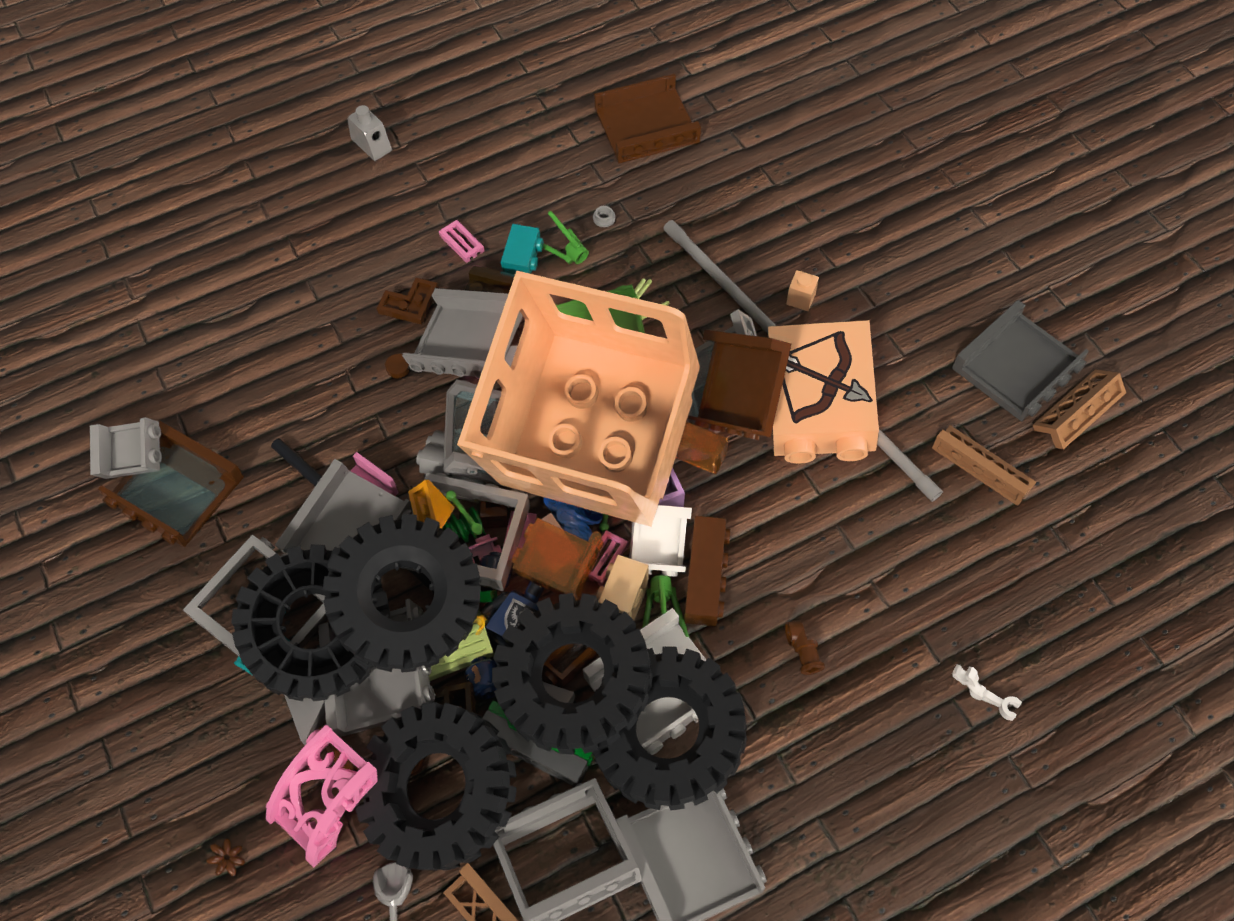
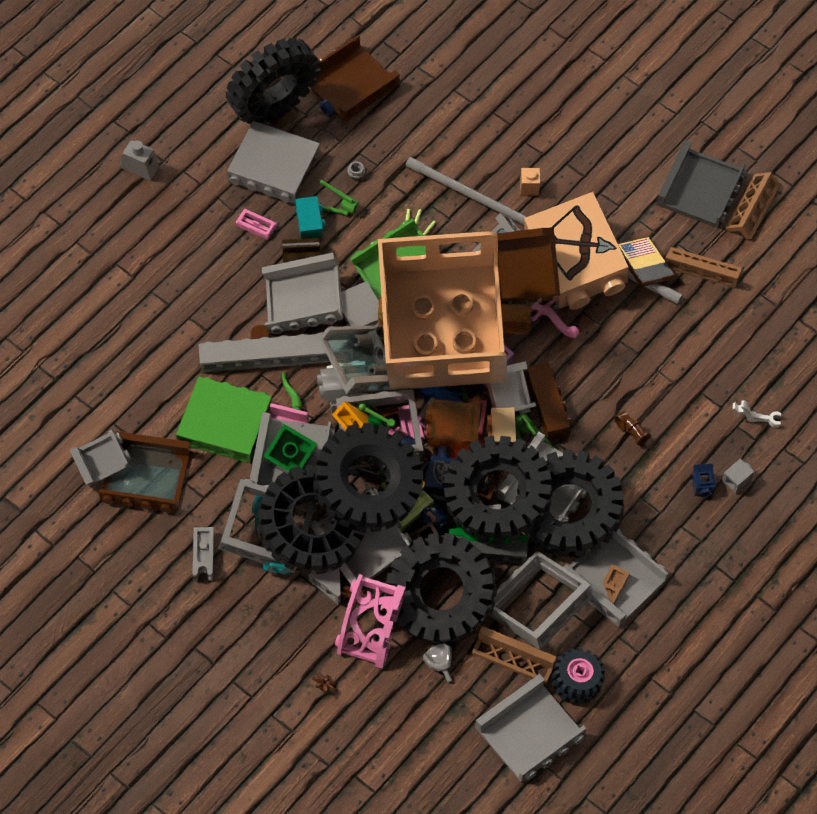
camera: 25 degrees left, 0 degrees up
(173, 620) = (203, 552): none -> light grey plate
(294, 448) = (223, 419): none -> bright green panel
(339, 516) = (290, 450): none -> green brick
(377, 385) = (262, 353): none -> light grey brick
(397, 452) = (296, 402): none -> bright green animal
(411, 306) = (245, 288): reddish brown plate -> none
(512, 177) = (272, 161): none -> light grey panel
(542, 59) = (248, 89): none -> black tyre
(604, 141) = (327, 108): none -> dark blue tile
(685, 868) = (615, 582): none -> medium nougat slope
(752, 450) = (571, 332): none -> bright pink piece
(869, 774) = (703, 488): none -> dark blue window
(908, 433) = (645, 262): none -> tile
(926, 772) = (738, 476): none -> light grey brick

